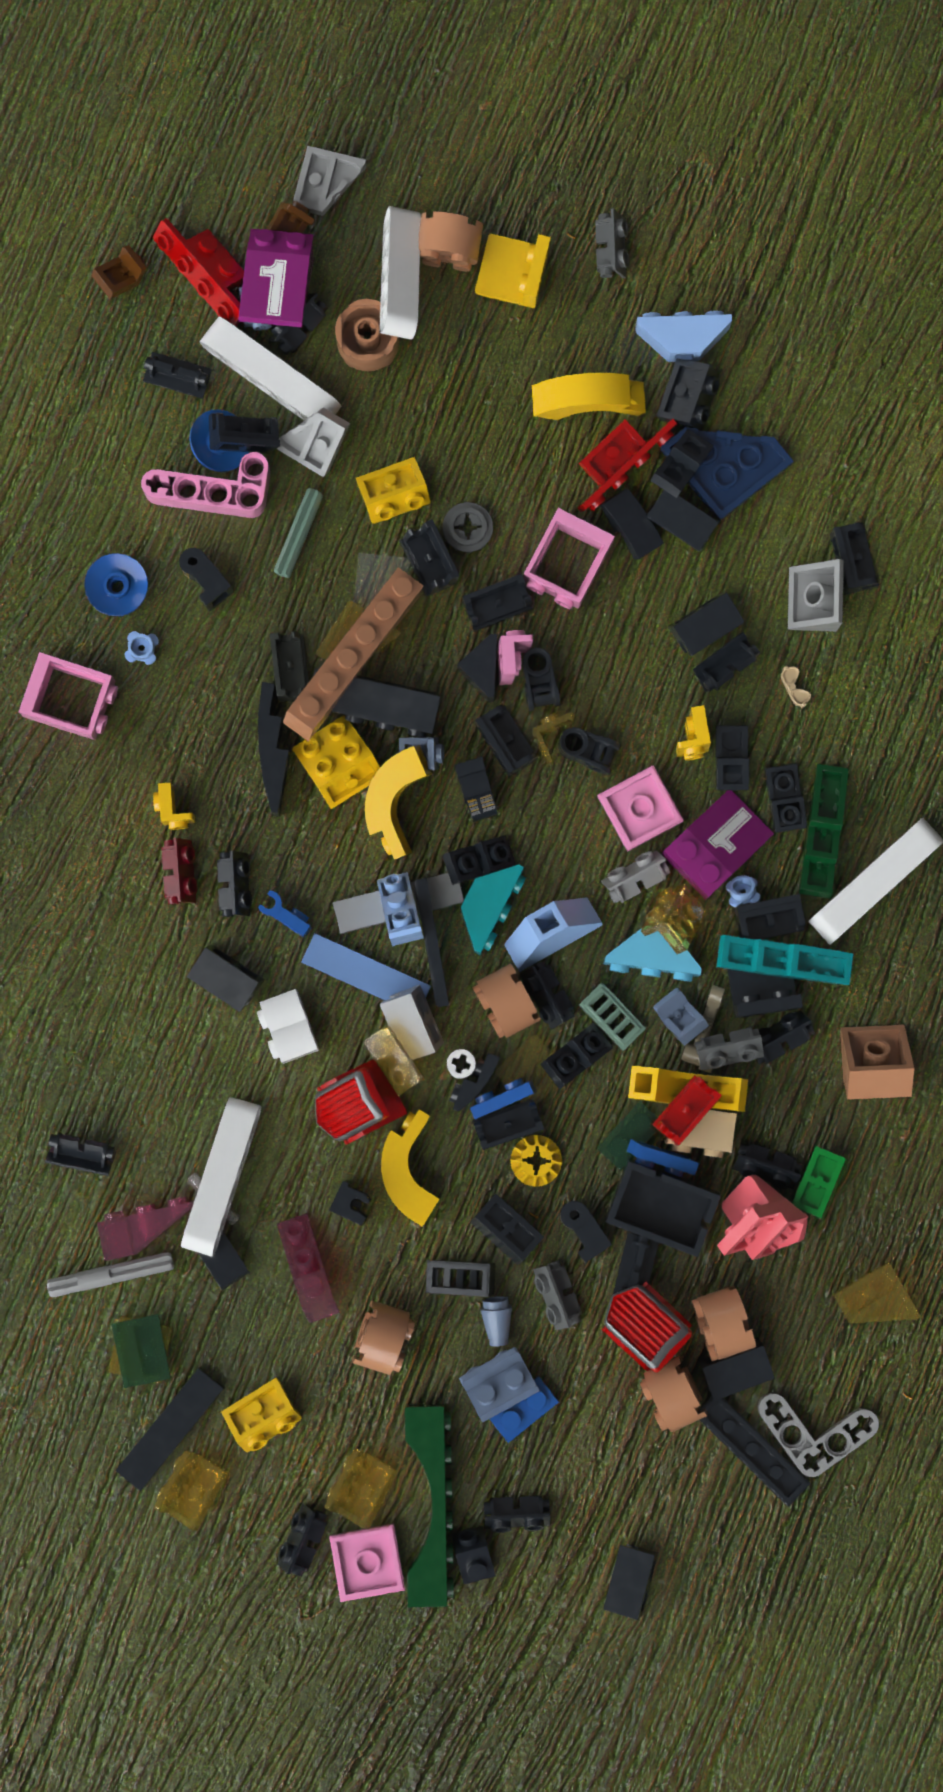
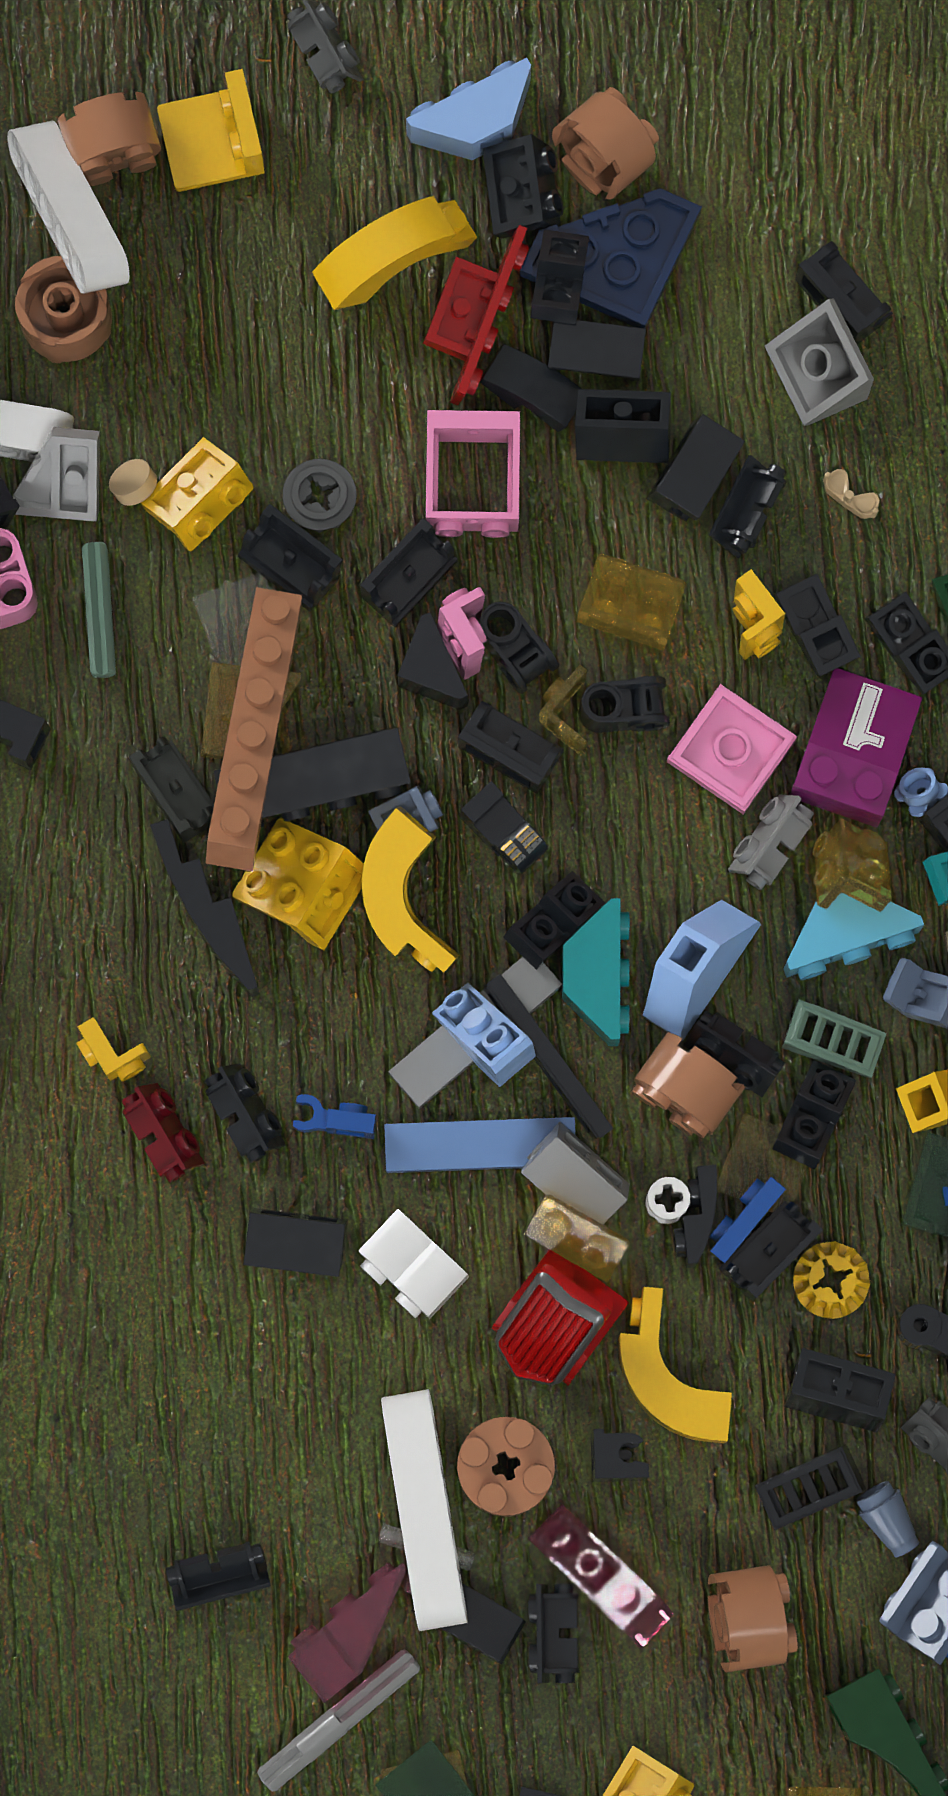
camera: 25 degrees left, 5 degrees down
(265, 1276) = (551, 1651): none -> black hinge
(271, 1160) = (517, 1441): none -> nougat brick
(357, 464) = (133, 482): none -> tan tile
(624, 687) = (631, 601): none -> clear yellow bracket
(674, 575) = (623, 426): none -> black brick
(753, 392) = (606, 143): none -> nougat brick

